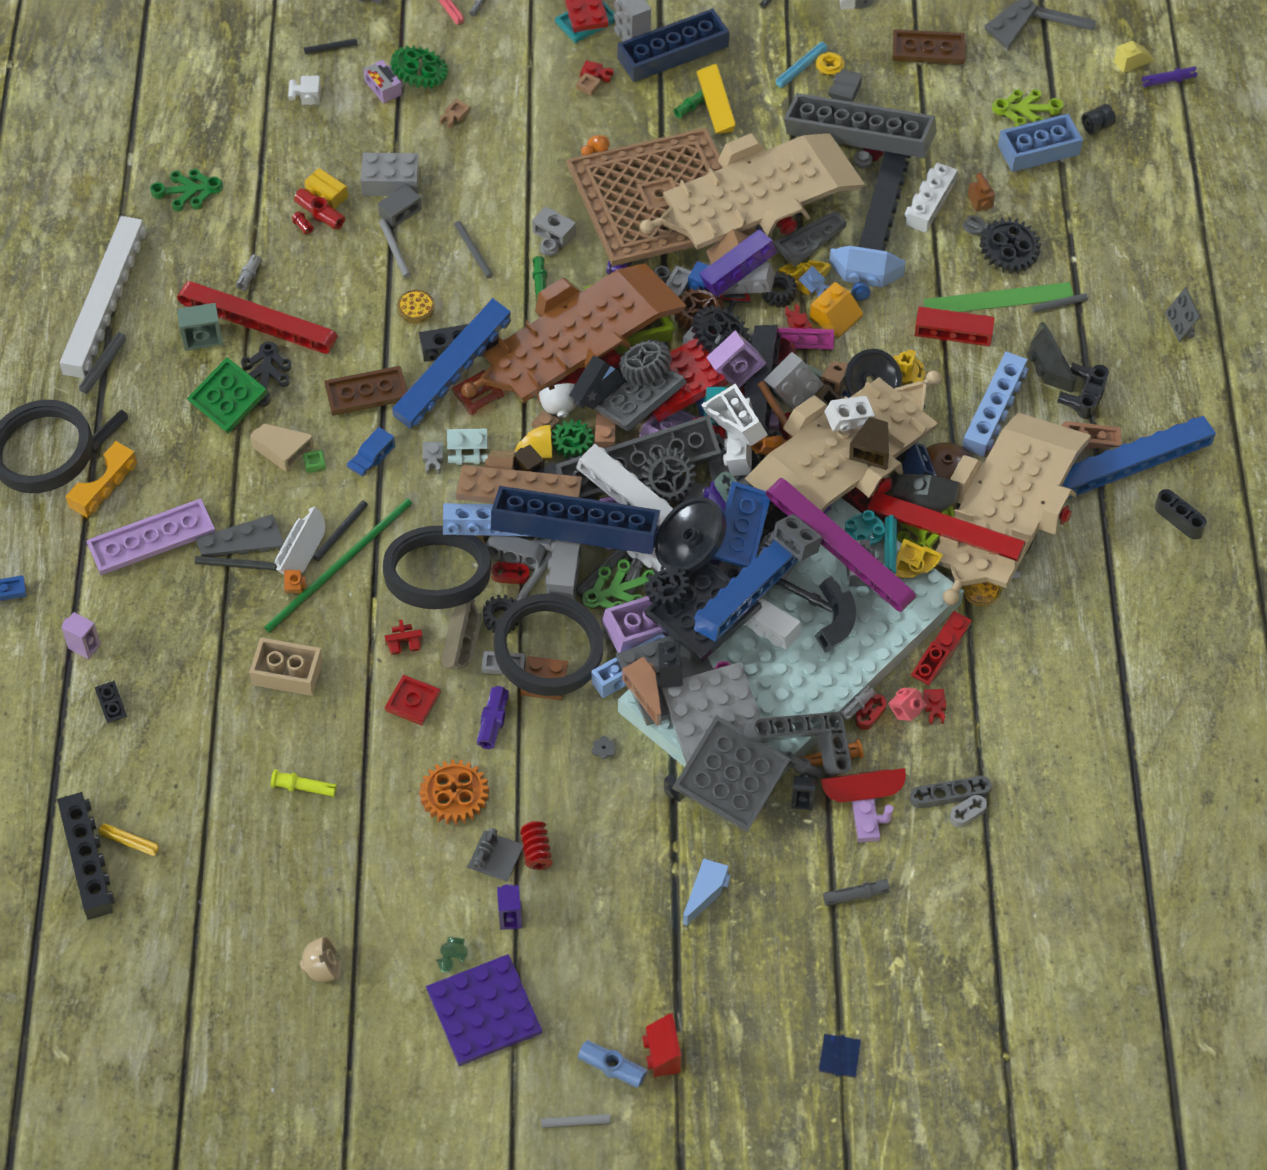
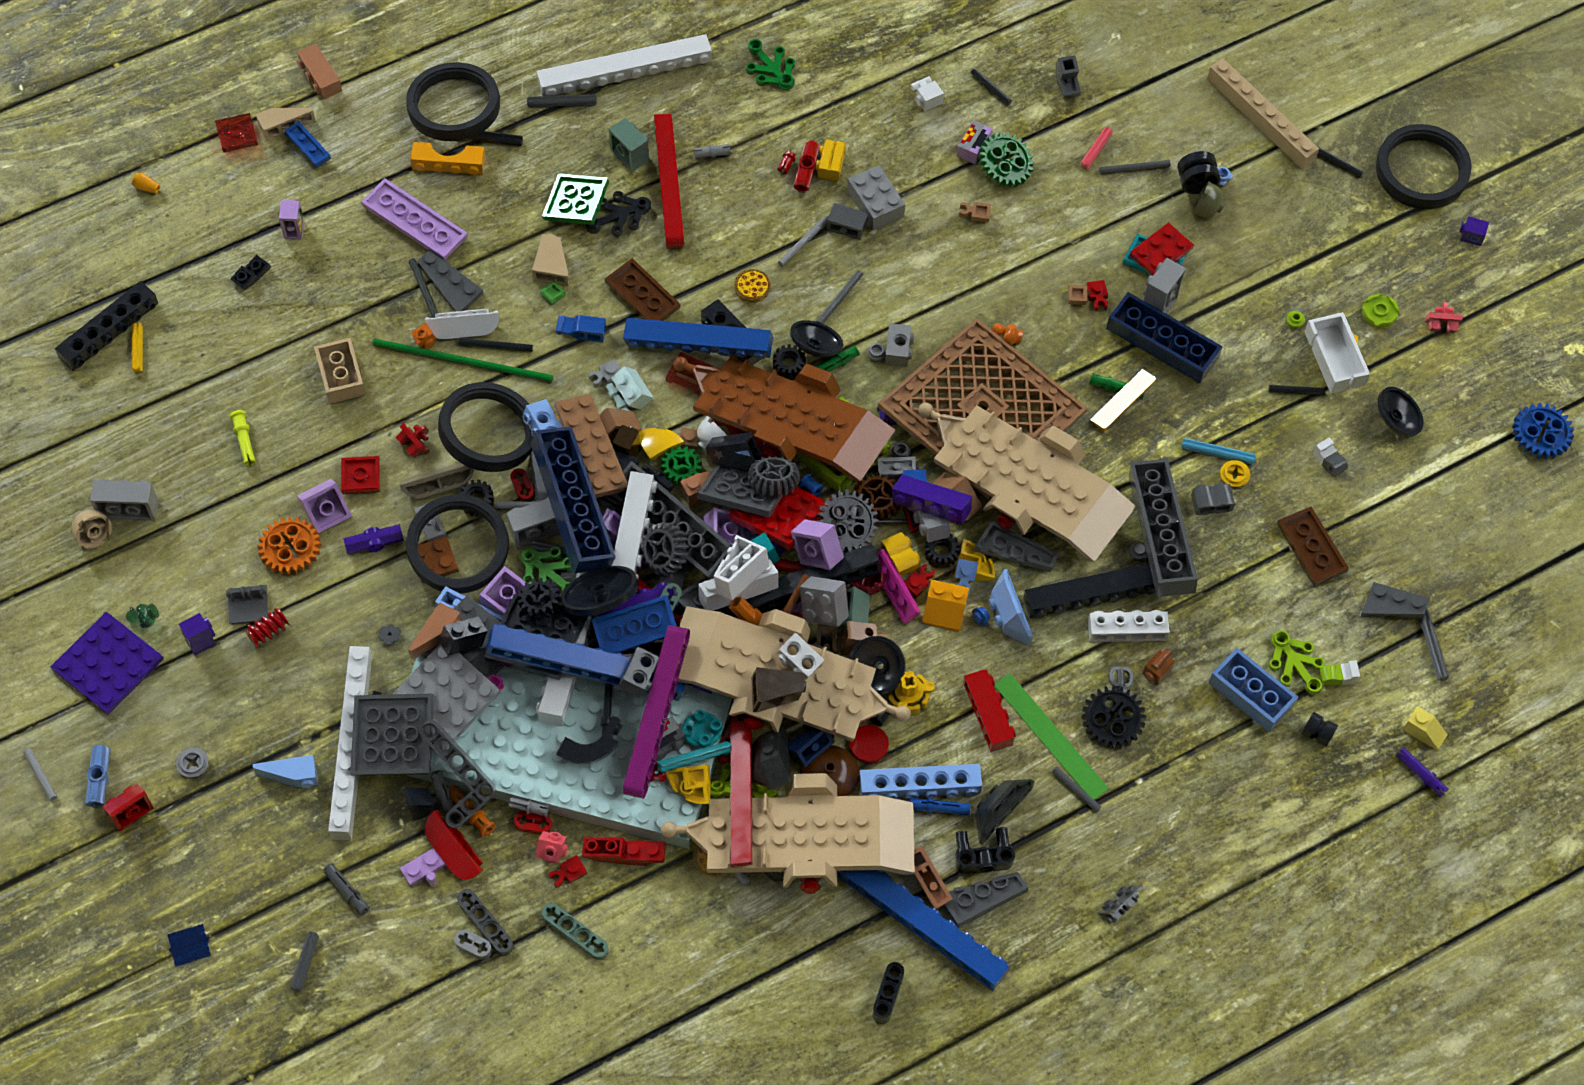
camera: 60 degrees right, 5 degrees up
(312, 912) = (125, 499): none -> light grey brick
(427, 742) = (324, 505): none -> lavender slope
(511, 280) = (816, 338): none -> black dish
(523, 305) = (783, 353): none -> black tyre
(647, 965) = (192, 754): none -> light grey gear
(704, 824) = (346, 785): none -> white brick
(765, 316) = (901, 554): none -> yellow brick
(911, 959) = (304, 961): none -> dark grey axle
(945, 426) = (869, 744): none -> red tile
(999, 727) = (573, 933): none -> sand green beam
(1024, 402) = (948, 807): none -> blue pin
(1055, 82) = (1340, 674): none -> leg
(1126, 408) = (982, 898): none -> dark grey wing

